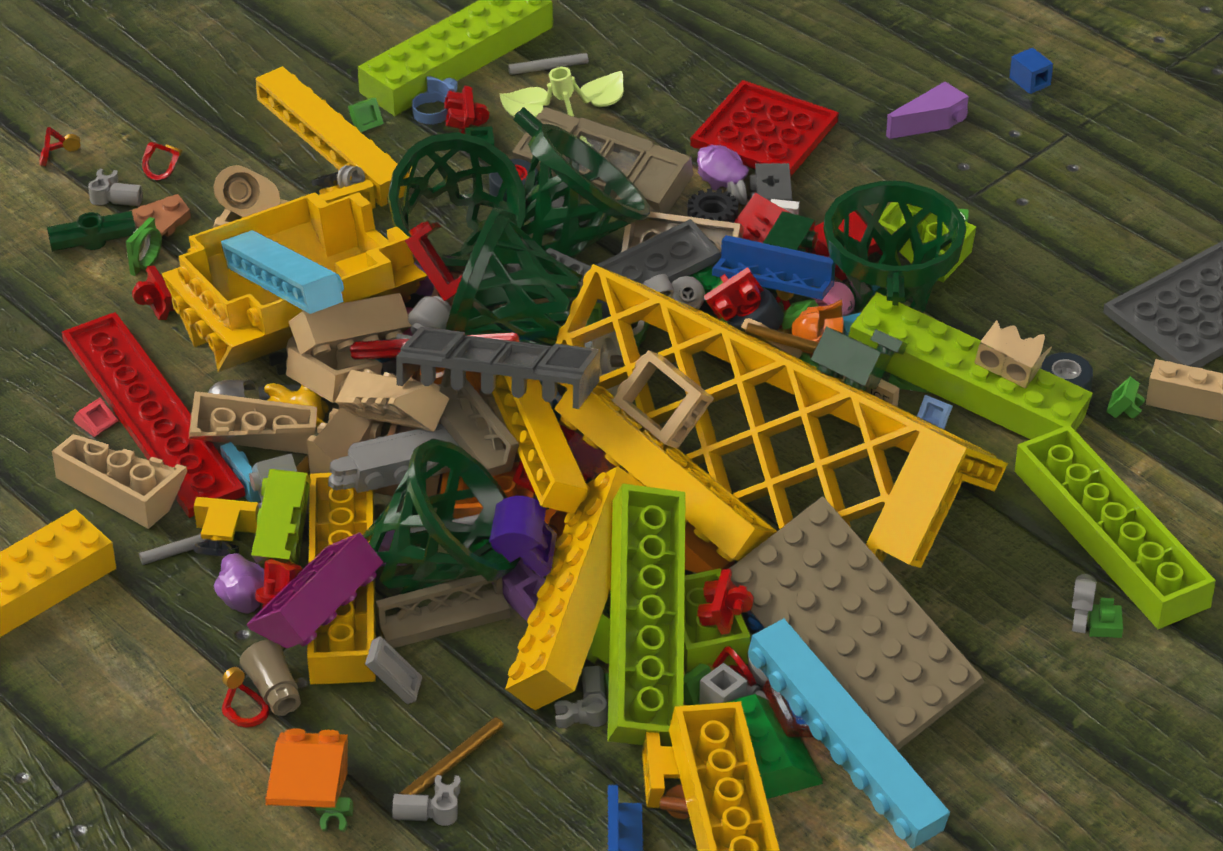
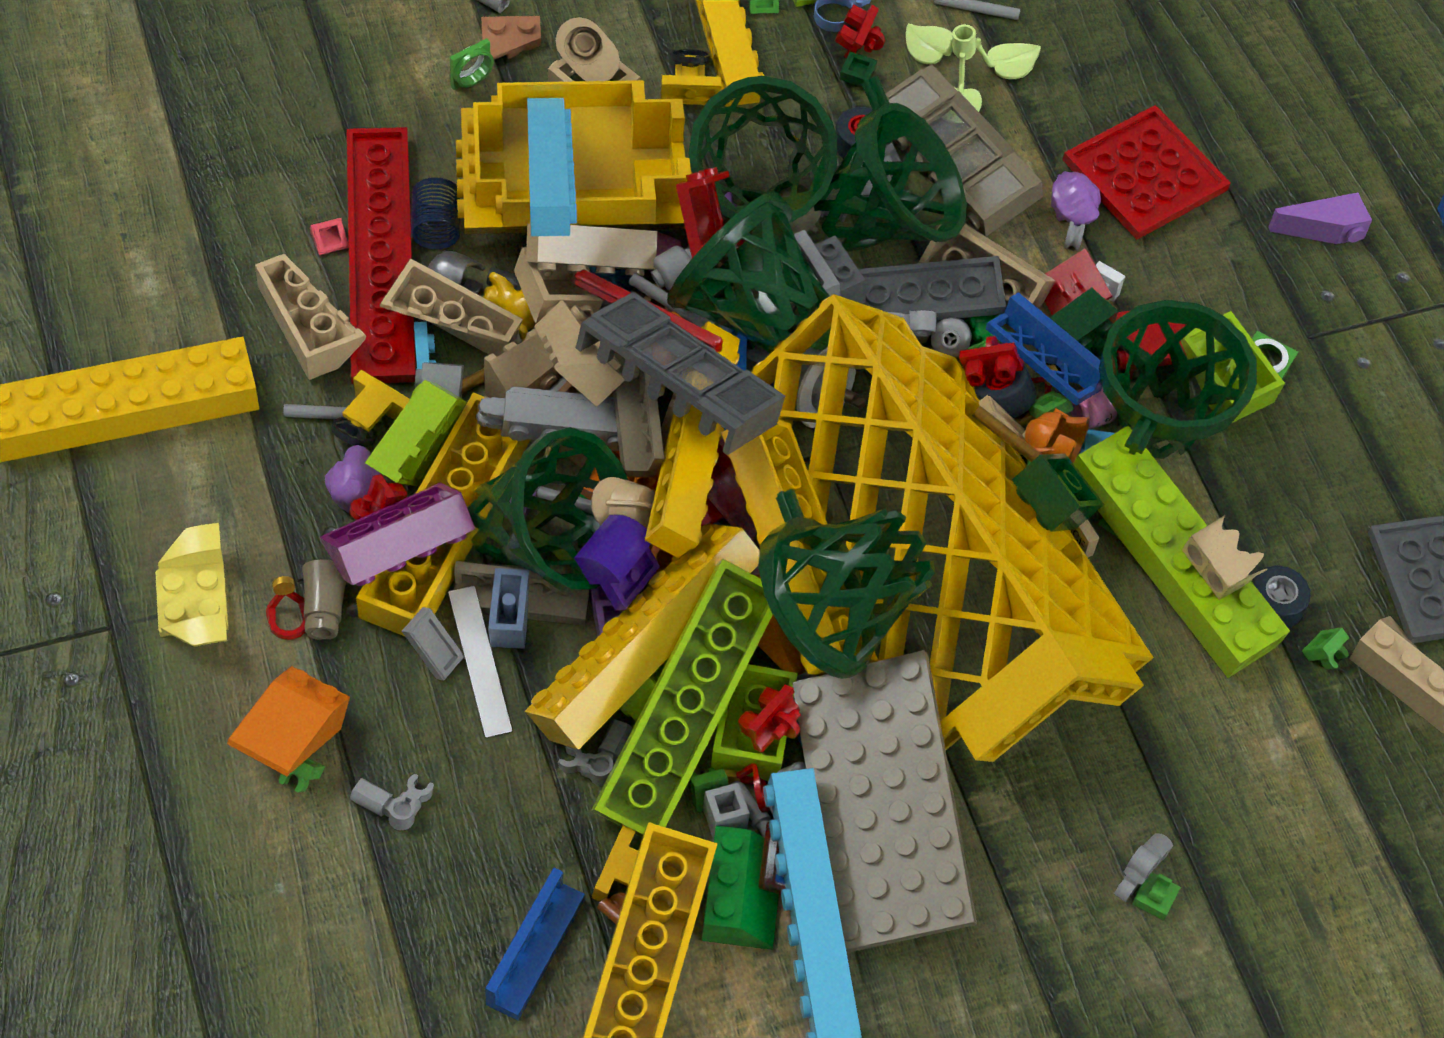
camera: 20 degrees right, 15 degrees up
(91, 231) = (435, 26): dark green piece -> none
(146, 716) = (193, 588): none -> light yellow piece
(154, 293) = (449, 119): red hips -> none
(198, 354) = (435, 213): none -> dark blue piece
(346, 171) = (700, 60): light grey bush -> none
(438, 674) = (480, 661): none -> white sticker
(443, 620) = (509, 608): none -> sand blue slope
(454, 757) = (439, 761): pearl gold bar -> none
(494, 488) = (622, 497): none -> tan piece
(682, 453) = (843, 568): none -> dark green piece
(685, 415) = (845, 496): tan window -> none
(713, 206) = (1042, 236): black tyre -> none
(772, 181) = (1113, 241): dark grey brick -> none
(888, 344) = (1102, 492): dark green plate -> none
(934, 411) = (1121, 579): light blue slope -> none
(1114, 527) = (1224, 796): lime brick -> none

